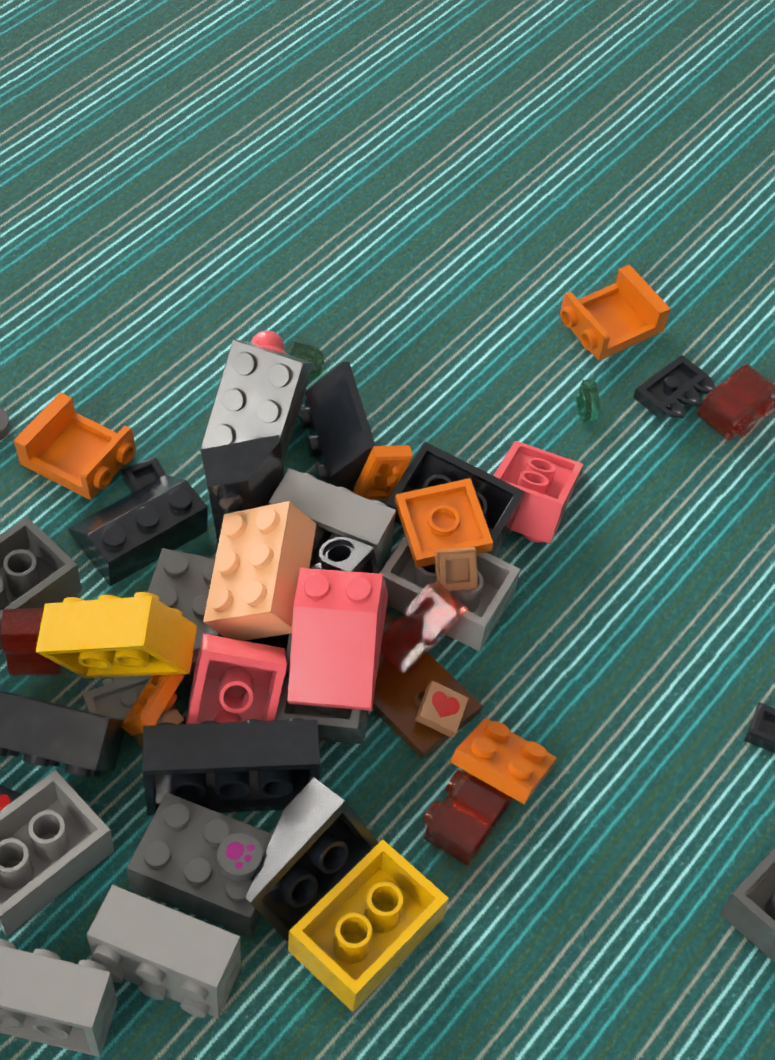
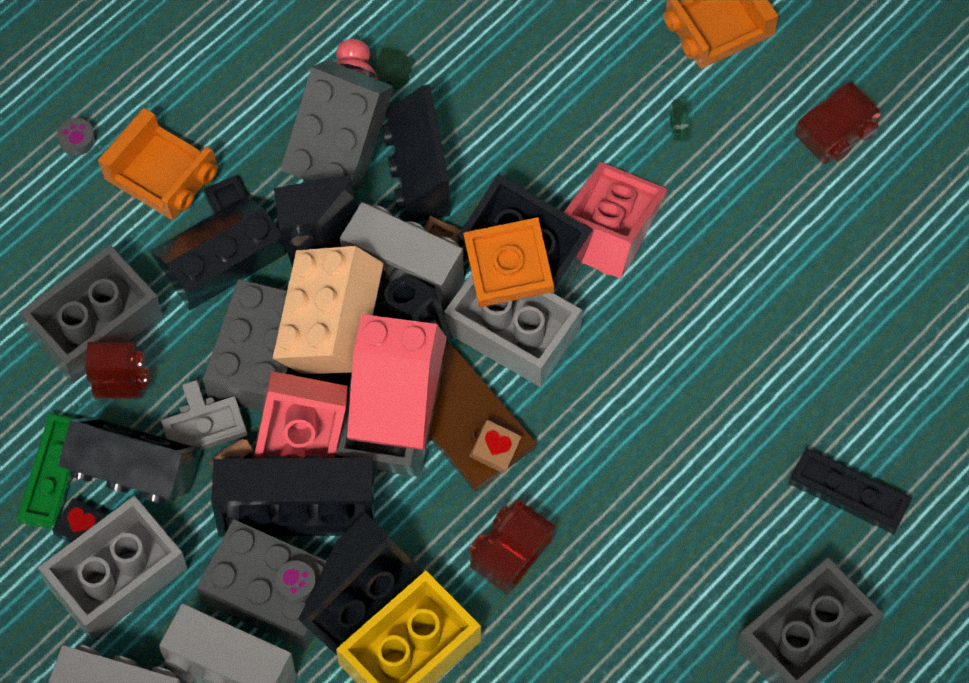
camera: 10 degrees right, 10 degrees up
(117, 636) = (191, 373): yellow brick -> none
(153, 701) = (228, 426): orange plate -> none
(383, 471) = (456, 203): orange plate -> none
(412, 638) = (473, 376): clear red piece -> none
(457, 568) = (516, 311): medium nougat tile -> none
(504, 760) = (549, 497): orange plate -> none
(672, 387) = (772, 103): black plate -> none

